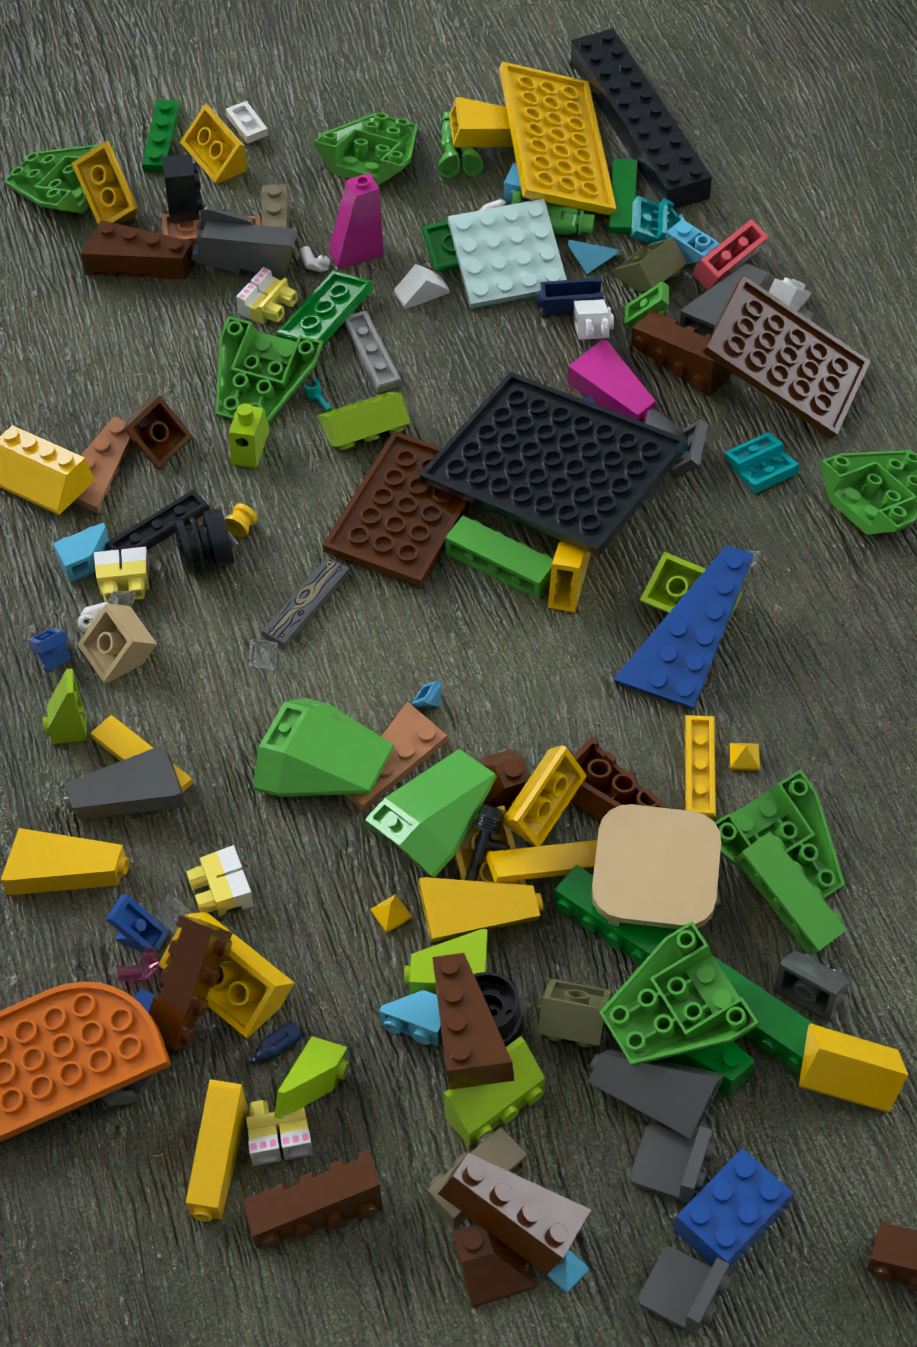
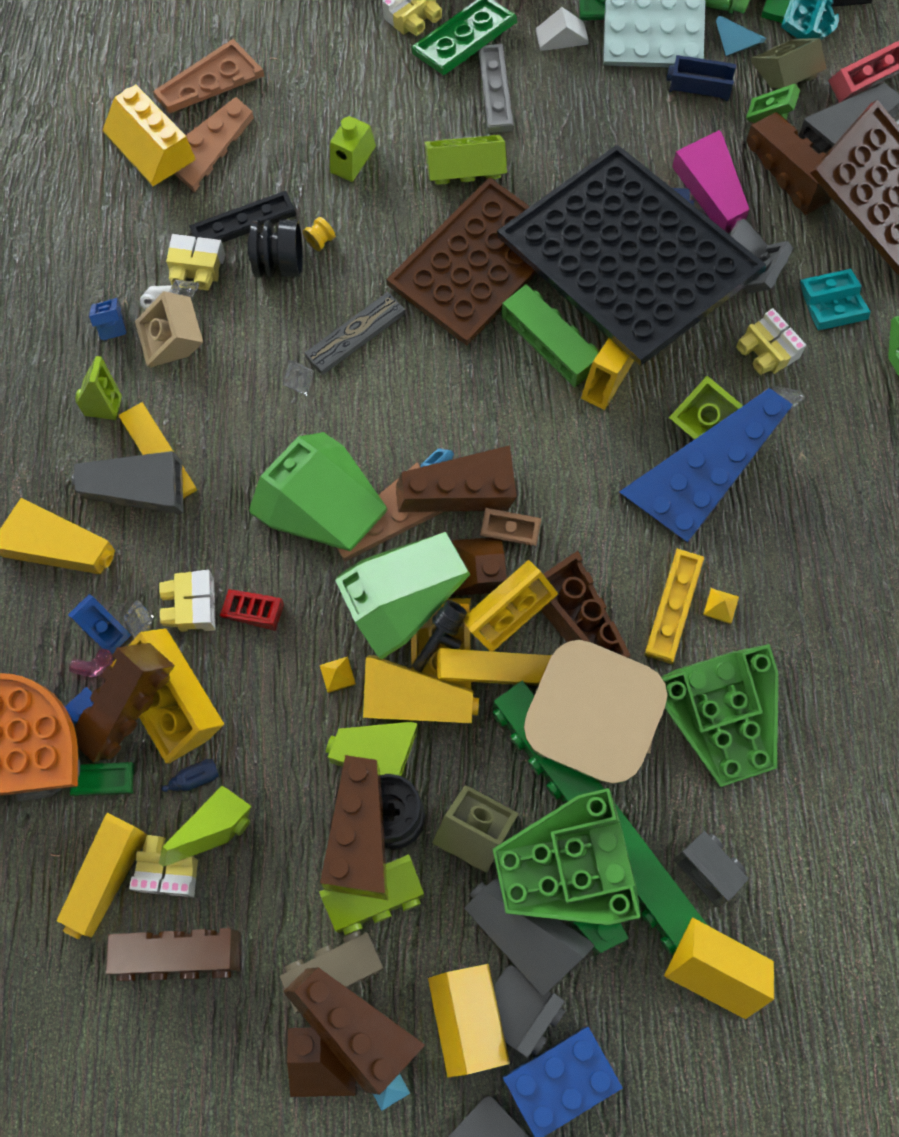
camera: 15 degrees right, 15 degrees up
(77, 551) = (158, 227): medium azure slope -> none
(83, 402) = (212, 75): none -> nougat wing
(157, 430) = (268, 122): reddish brown slope -> none
(186, 1070) = (104, 779): none -> green tile
(260, 368) = (383, 81): bright green wedge -> none
(285, 884) = (271, 622): none -> red slope
(314, 393) = (429, 119): teal hand -> none
(415, 1016) = (321, 787): medium azure slope -> none
(457, 708) = (460, 484): none -> reddish brown wedge
(518, 735) = (510, 527): none -> medium nougat slope
(592, 319) = (715, 107): white hinge -> none
(623, 1182) = (468, 1020): none -> yellow slope
(691, 241) = (838, 46): medium azure slope -> none
(716, 513) = (772, 343): none -> light yellow hips
(790, 893) = (719, 771): bright green brick -> none

